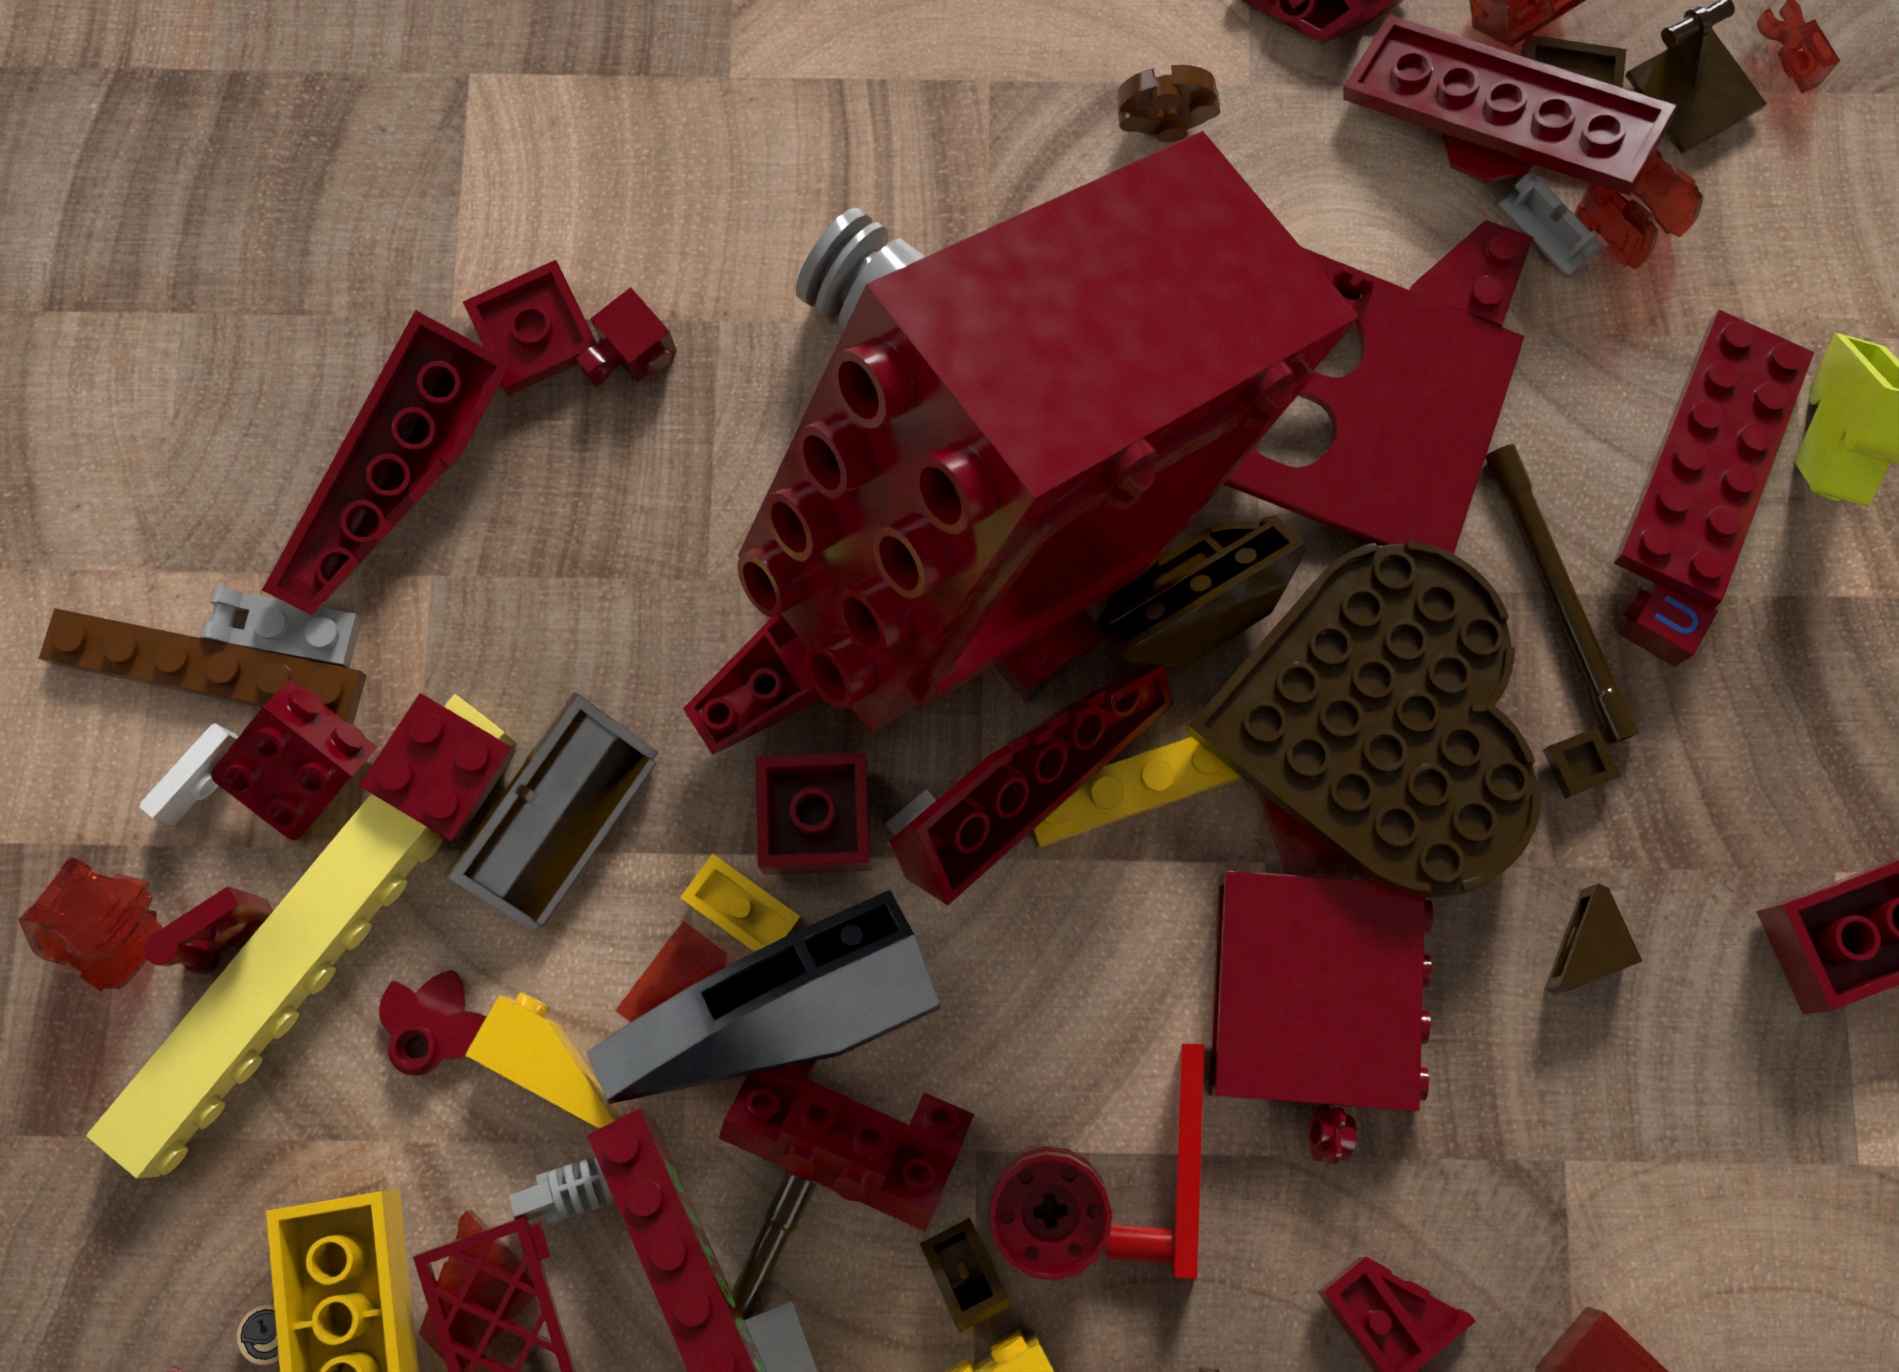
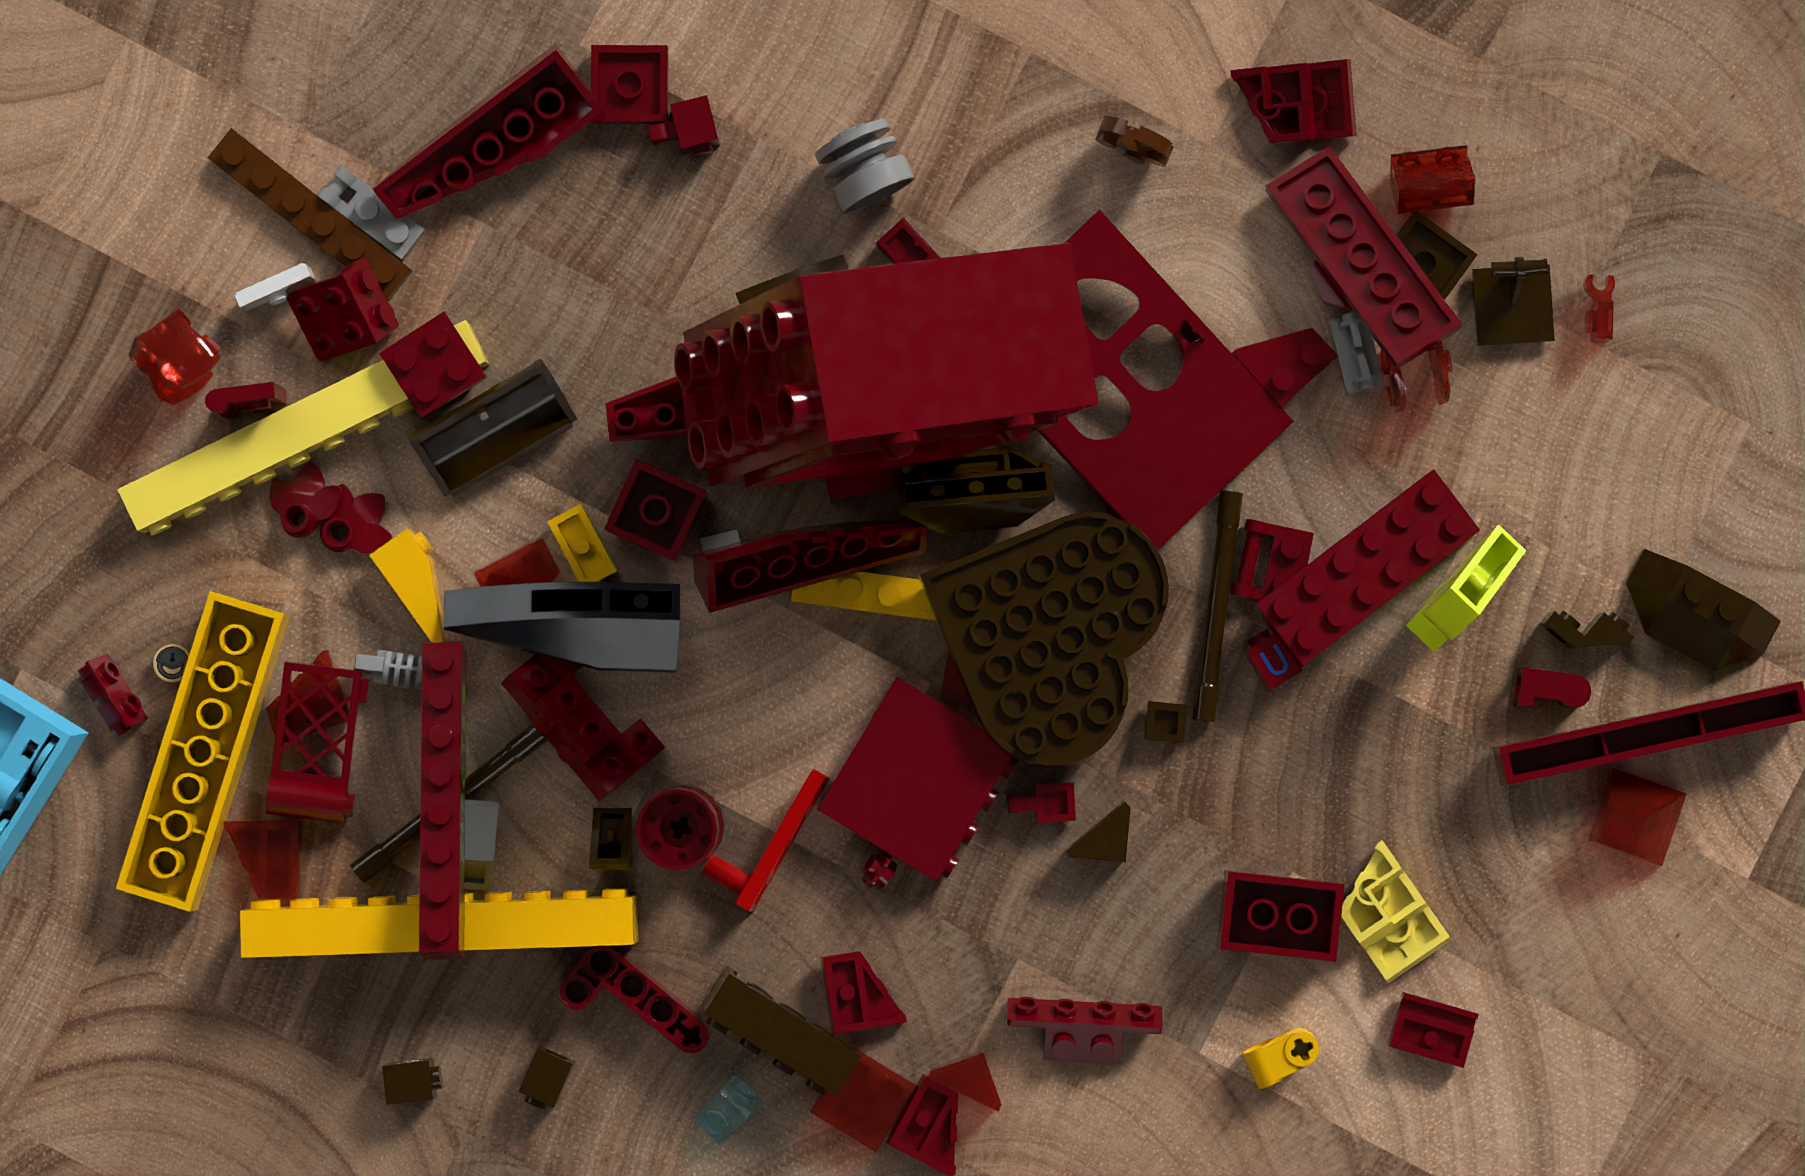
camera: 25 degrees right, 10 degrees up
(352, 1021) = (307, 496): none -> dark red plate
(1497, 935) = (1051, 803): none -> dark red plate
(1608, 499) = (1286, 557): none -> dark red plate
(1705, 1208) = (1084, 1029): none -> dark red bracket

